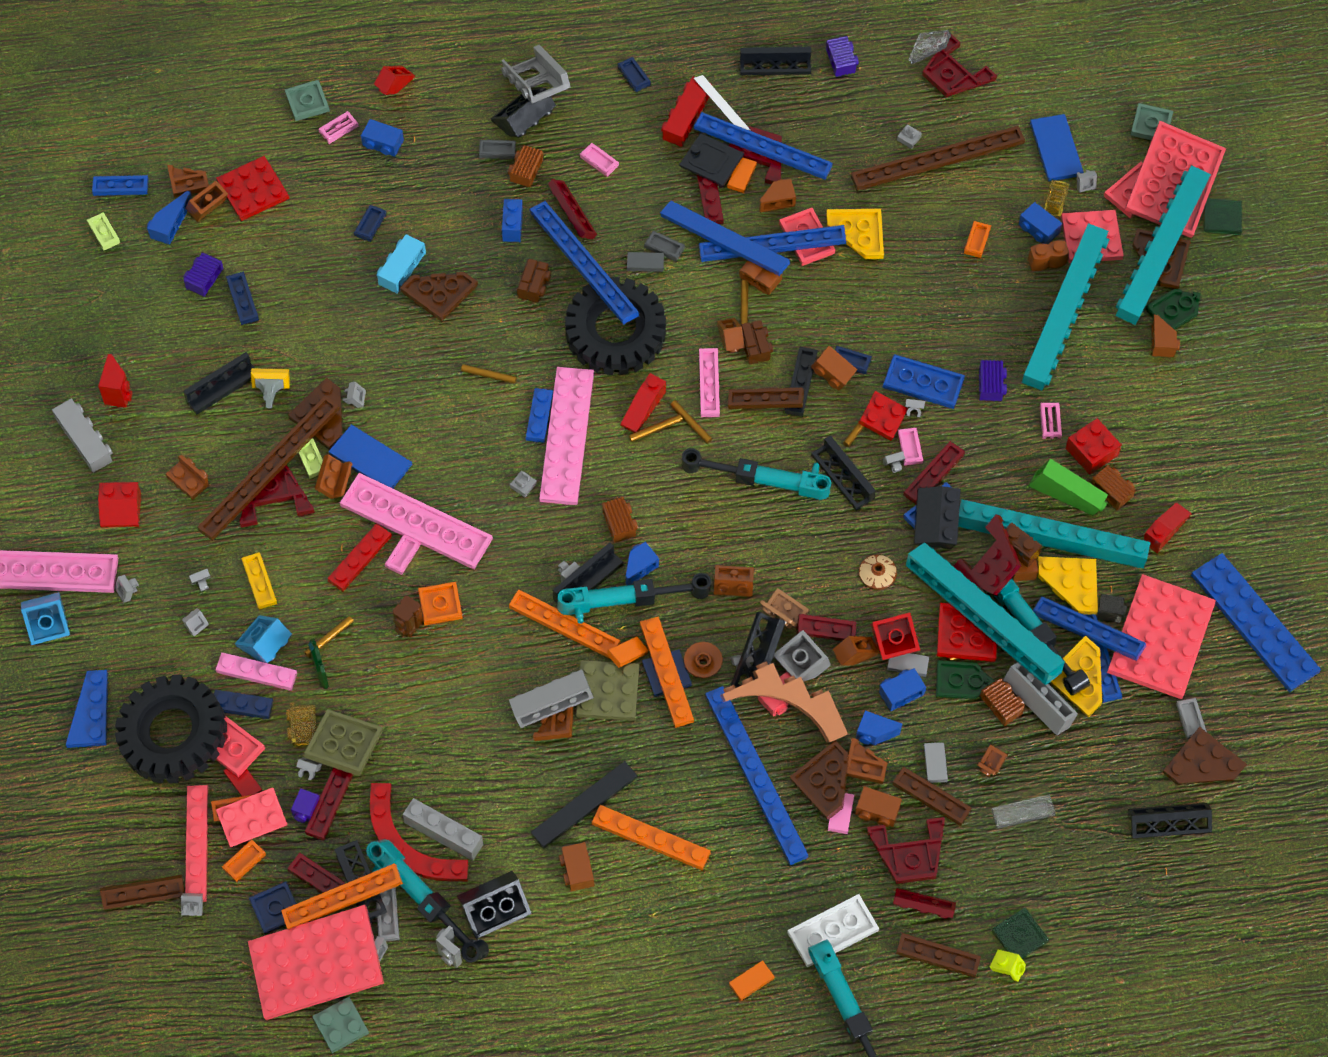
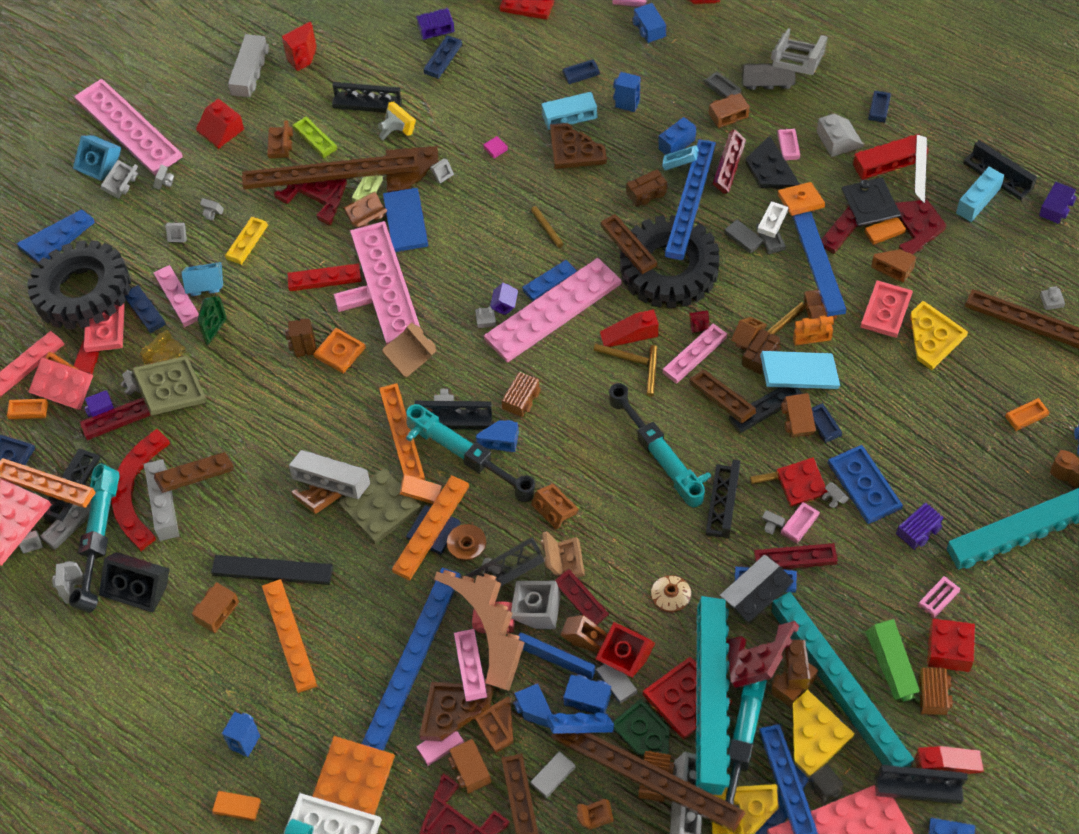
camera: 50 degrees right, 5 degrees down
(90, 619) = (119, 178): none -> light grey bracket
(212, 451) = (314, 137): none -> lime tile
(314, 874) = (53, 454): dark red plate -> none
(332, 634) = (249, 311): pearl gold bar -> none
(373, 341) = (495, 147): none -> dark pink tile
(434, 212) = (627, 91): none -> blue brick
(446, 787) = (193, 472): none -> reddish brown plate
(500, 555) = (409, 350): none -> medium nougat bracket
(525, 457) = (504, 299): none -> dark purple brick
(534, 236) = (680, 157): none -> medium azure tile
(579, 336) = (628, 244): none -> reddish brown plate
(606, 189) = (770, 167): none -> black wing
(629, 123) = (838, 135): none -> light grey slope
(657, 197) = (801, 198): none -> orange plate
(657, 231) = (772, 219): none -> white plate
(687, 355) = (699, 321): none -> dark red tile
(705, 929) = (241, 734): none -> blue brick
(763, 145) = (922, 221): blue tile -> none
(776, 295) = (813, 330): none -> orange plate
(782, 92) = (980, 194): none -> medium azure brick
(782, 242) = (861, 297): blue tile -> none
(798, 333) = (799, 370): none -> medium azure tile
(805, 739) = (470, 665): none -> bright pink plate
(808, 885) = (354, 775): none -> orange plate
(856, 681) = (557, 656): none -> blue tile
(921, 711) = (580, 723): none -> blue plate
(1002, 703) = (653, 778): none -> reddish brown plate
(1167, 556) = (920, 784): none -> black fence

